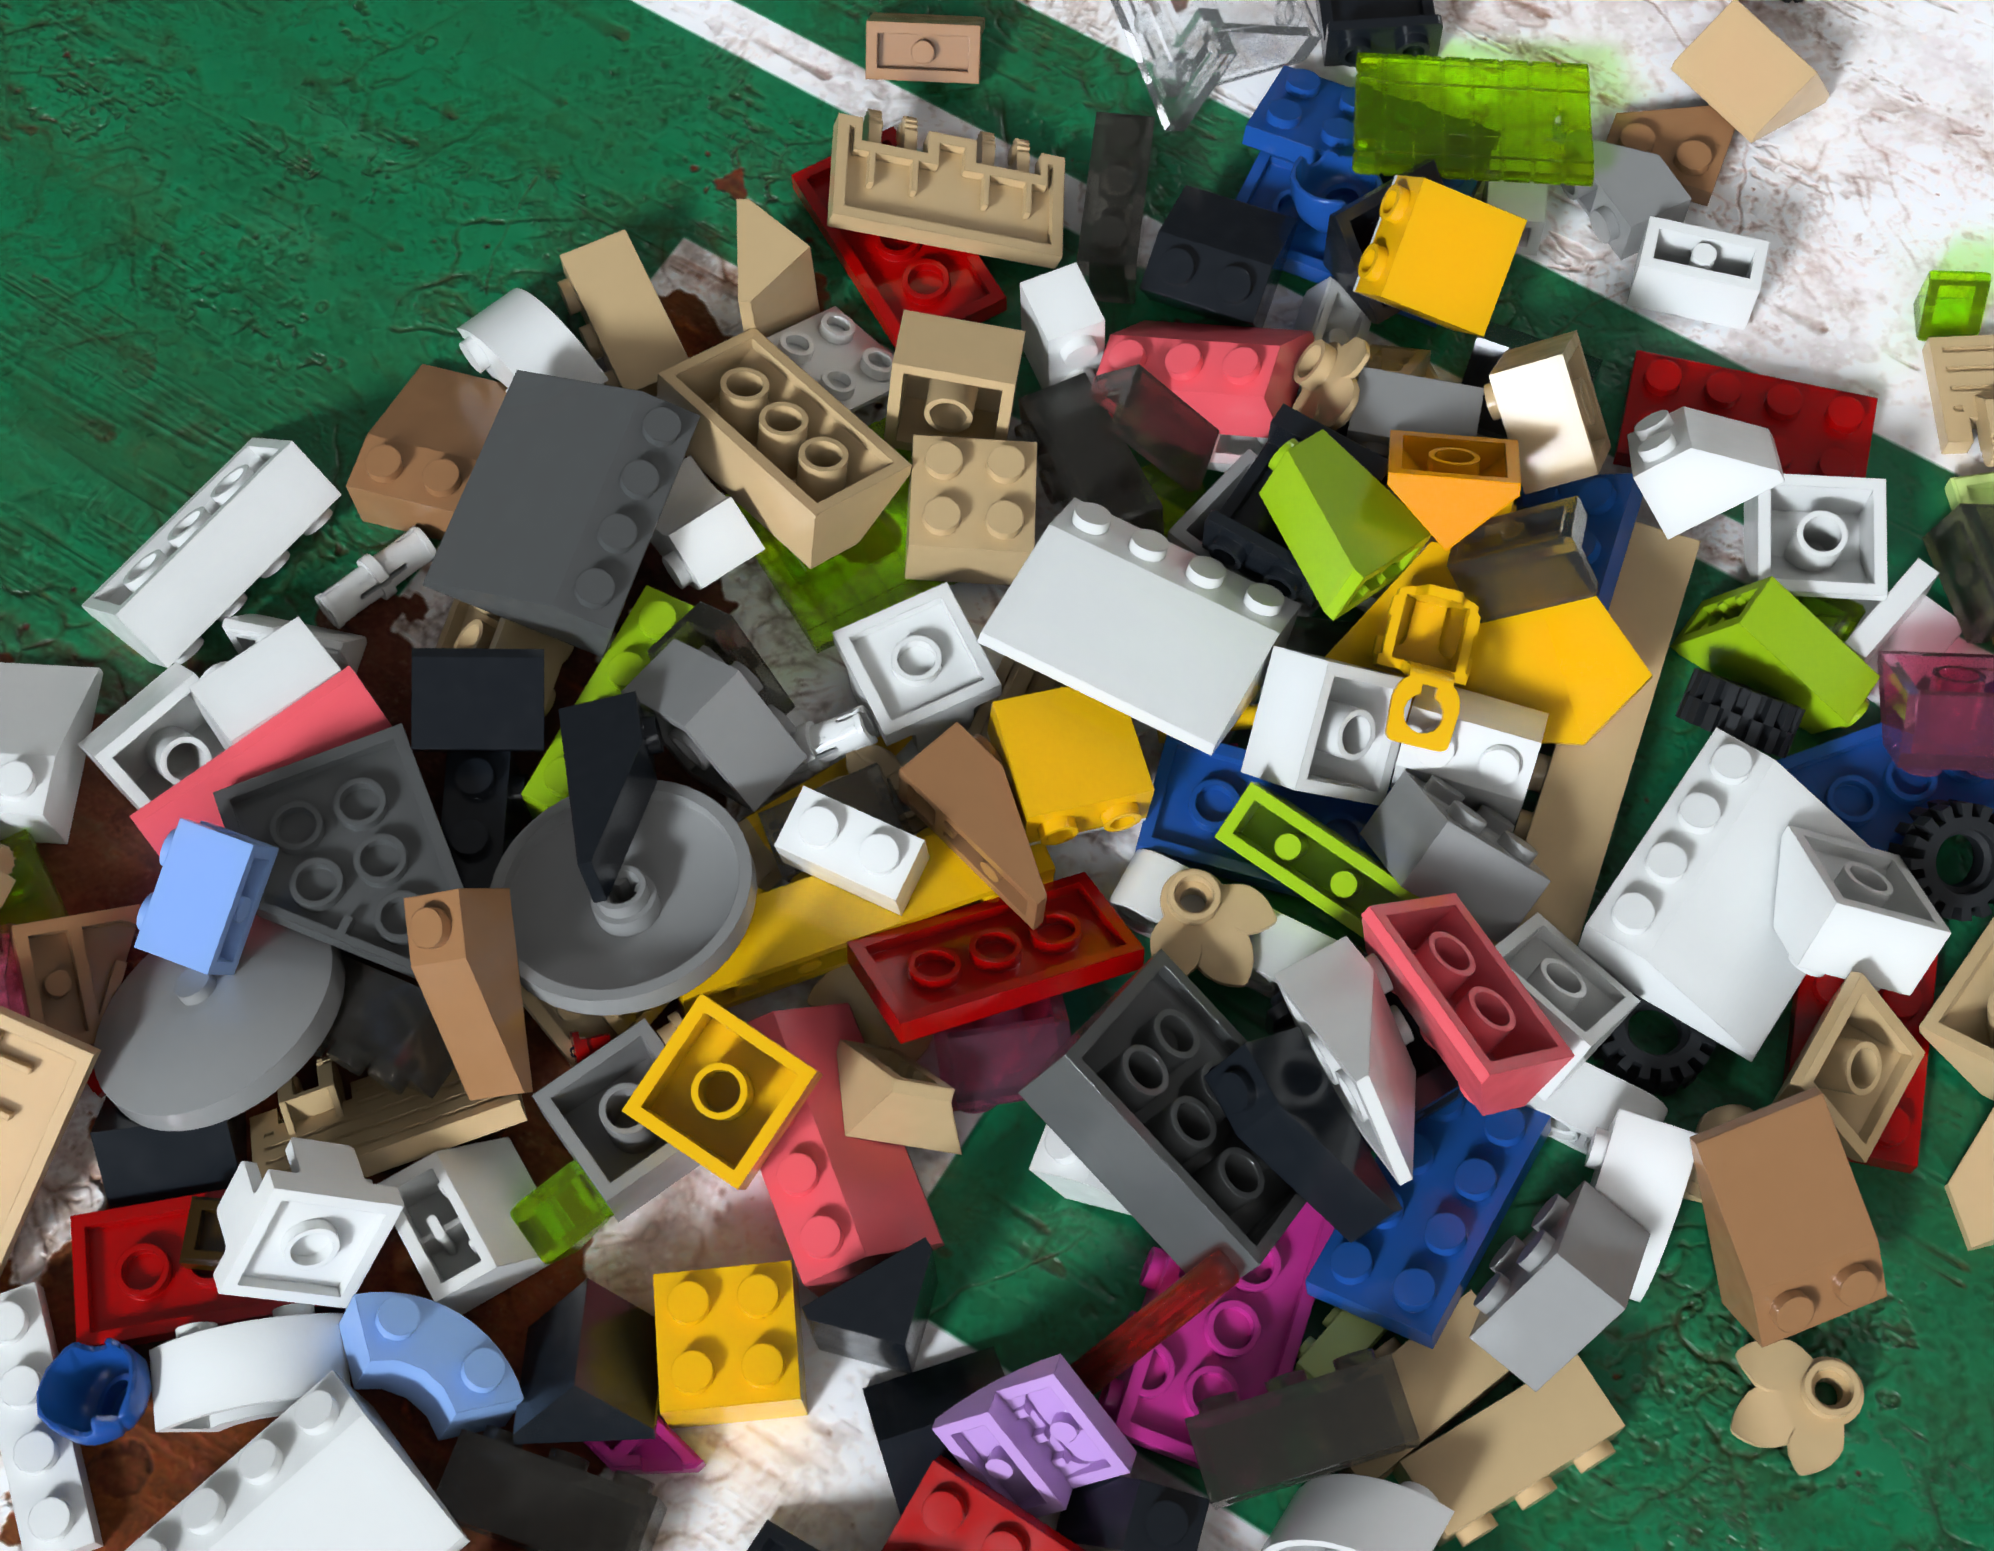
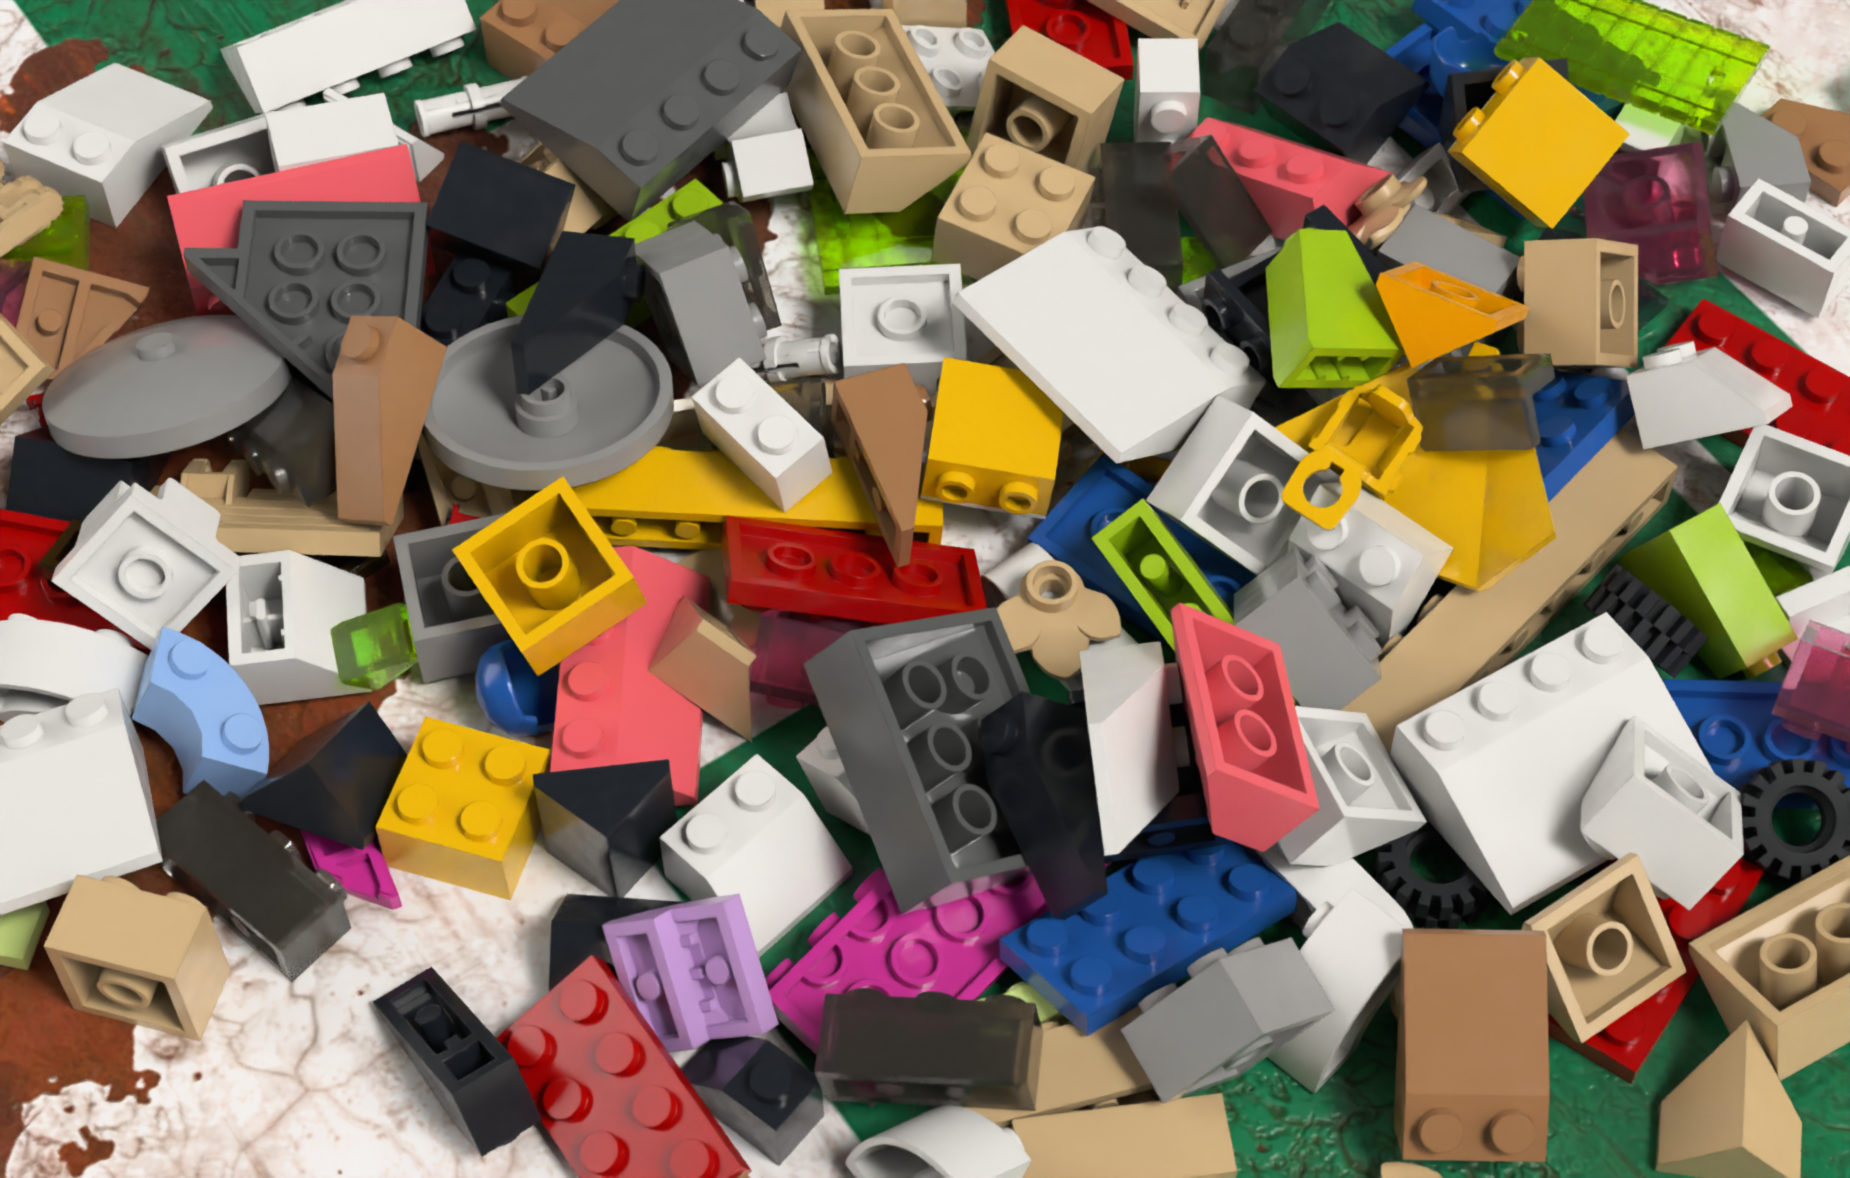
camera: 20 degrees right, 10 degrees down
(205, 897) = (195, 269): light blue brick -> none
(719, 1211) = (513, 693): none -> blue hair
(1028, 1279) = (756, 841): none -> white slope
(1156, 1321) = (841, 911): clear red axle -> none
(1568, 280) = (1662, 206): none -> clear pink slope

